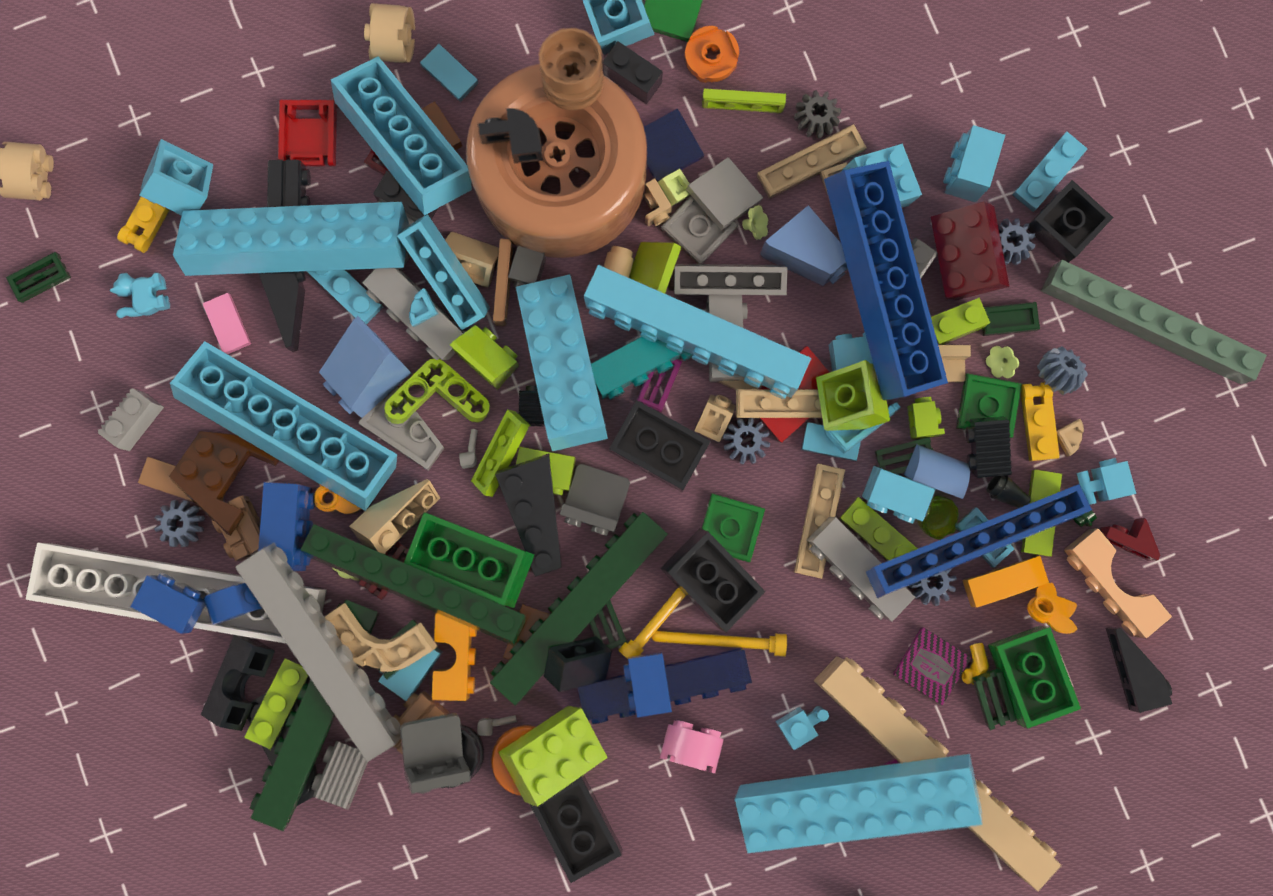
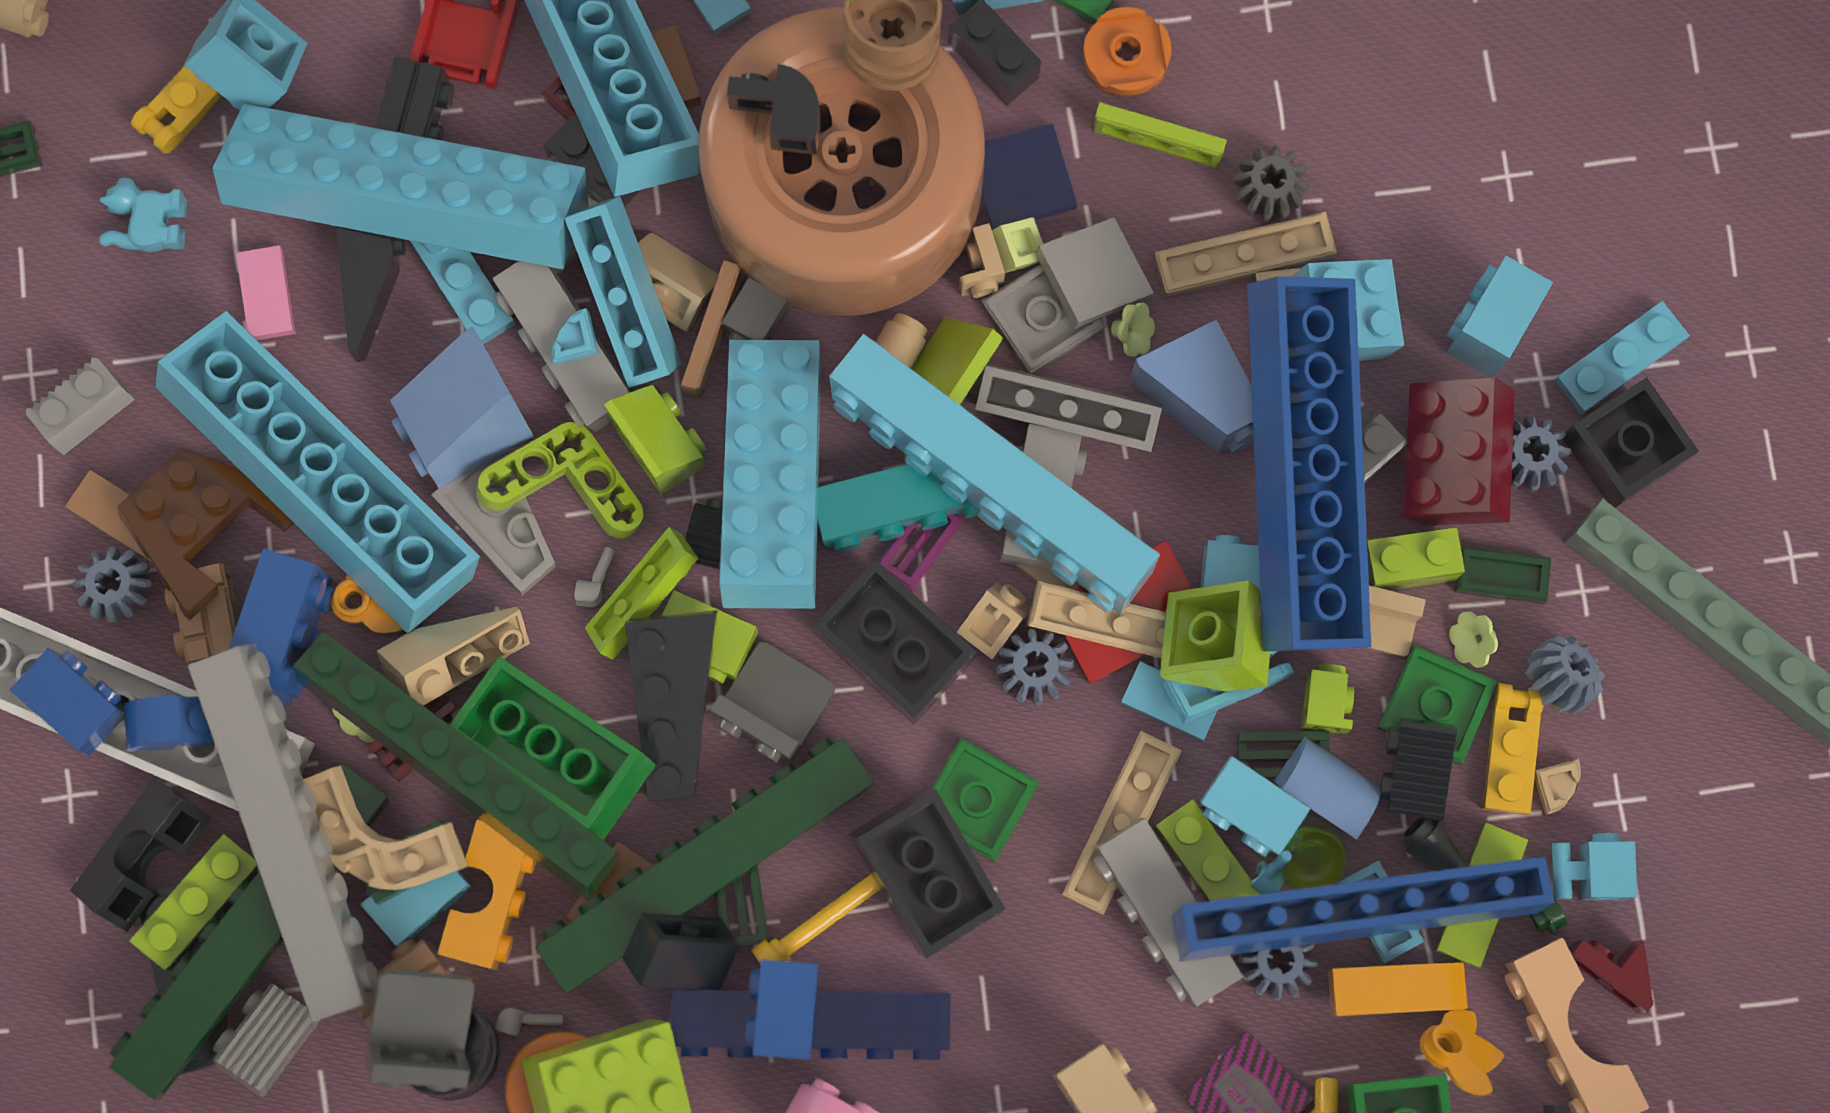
camera: 15 degrees right, 5 degrees down
(774, 644) = (1002, 1000): yellow piece -> none
(915, 532) = (1269, 879): none -> medium azure hand

